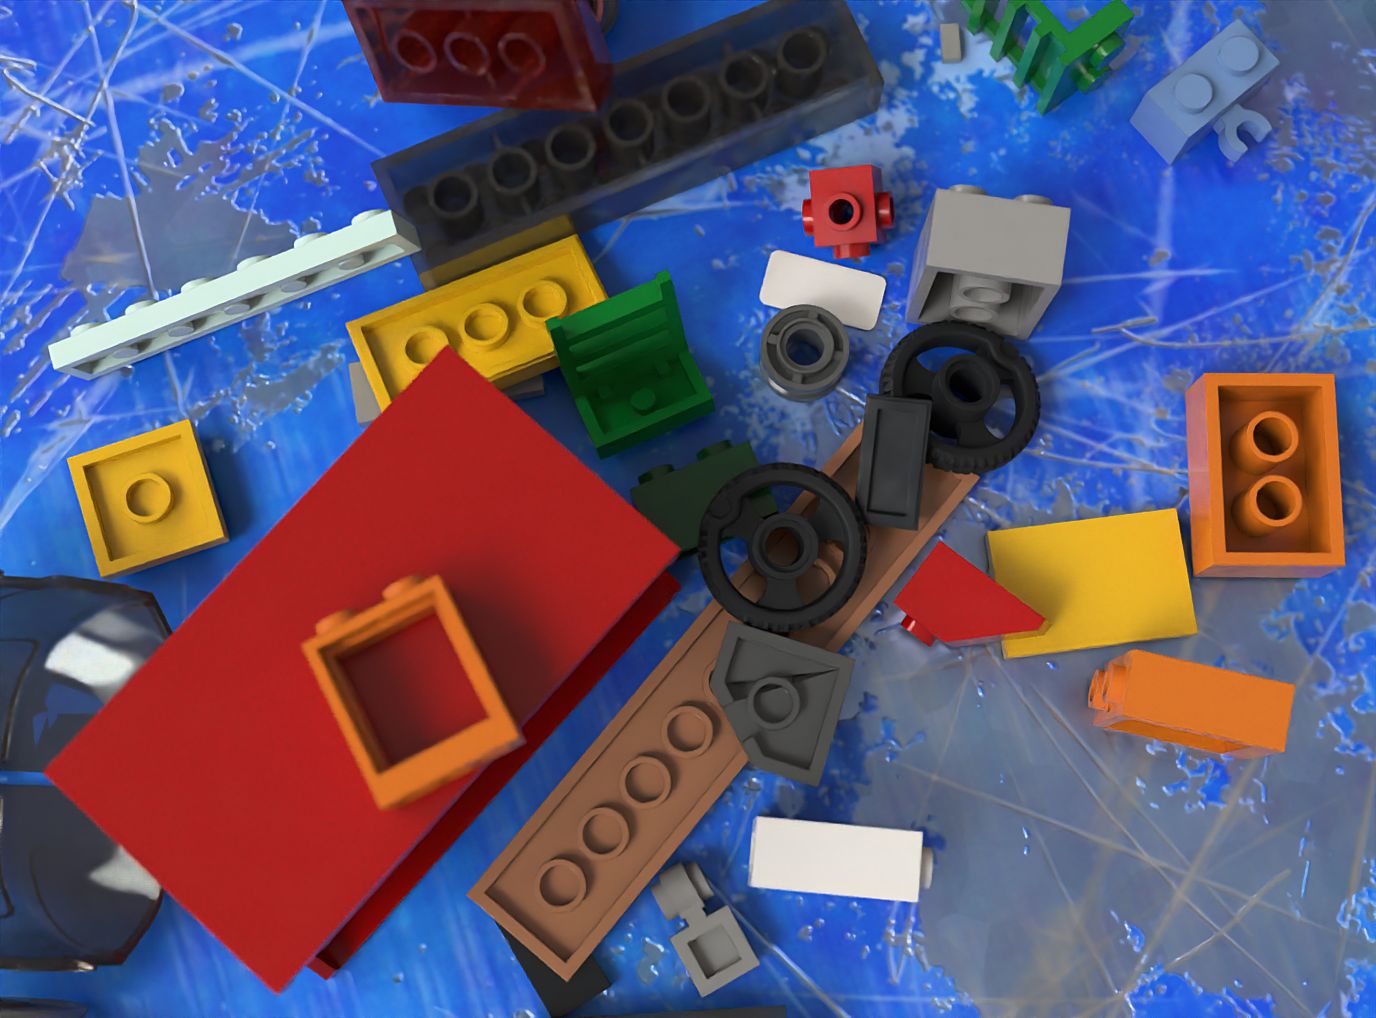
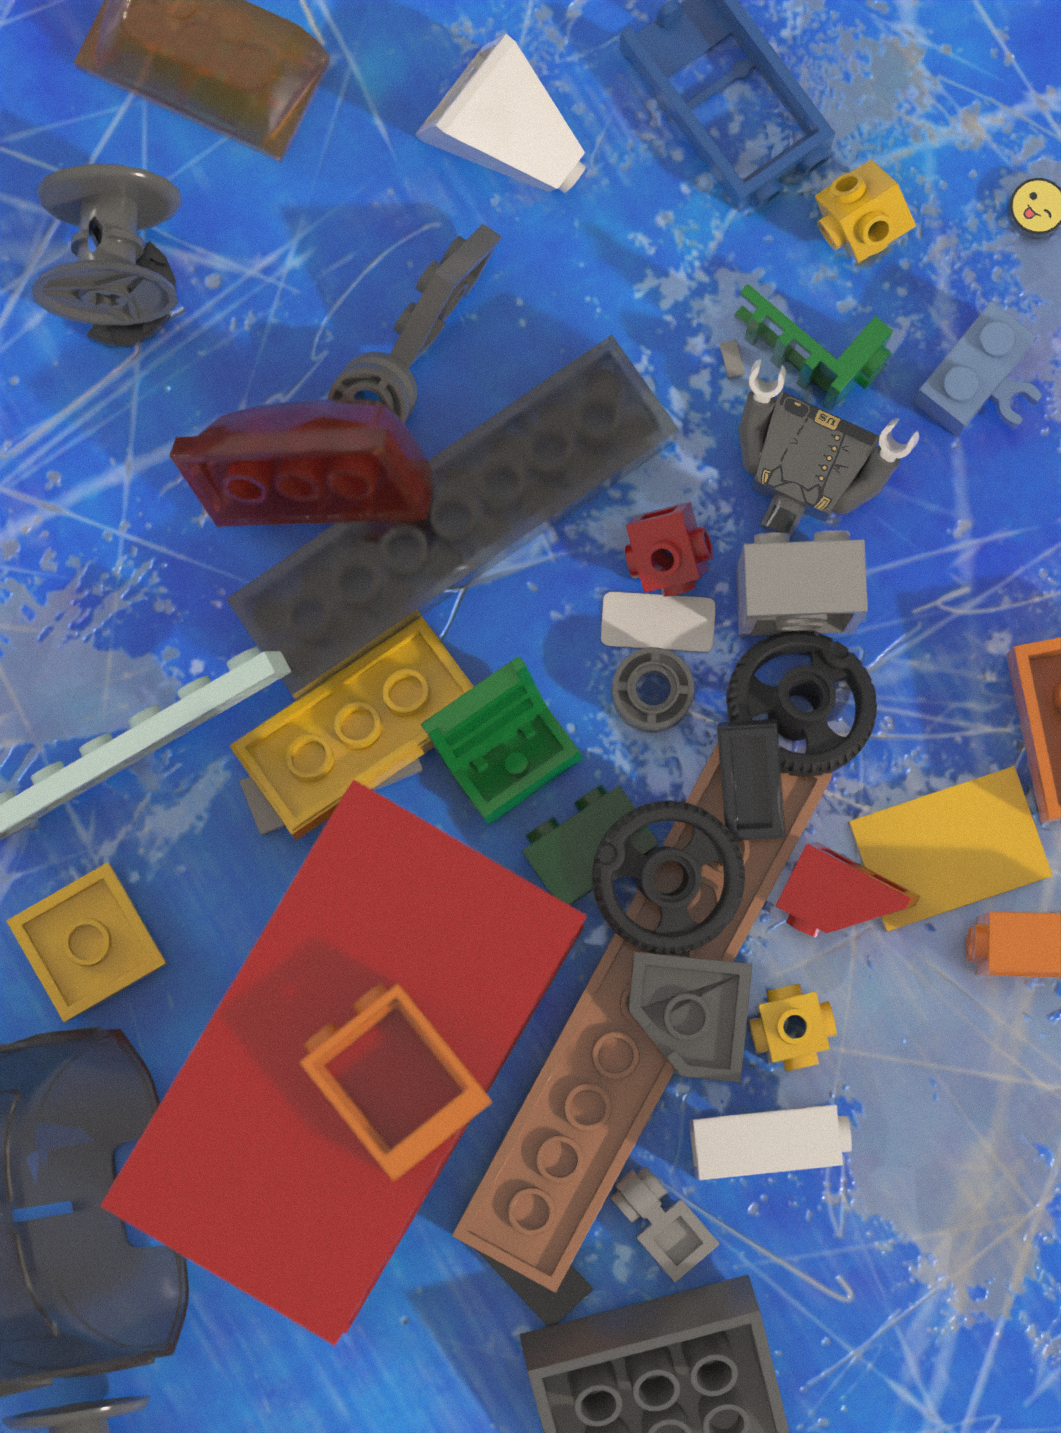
camera: 10 degrees left, 5 degrees up
(860, 739) = (769, 1034): none -> yellow brick
(1017, 141) = (810, 457): none -> dark grey torso

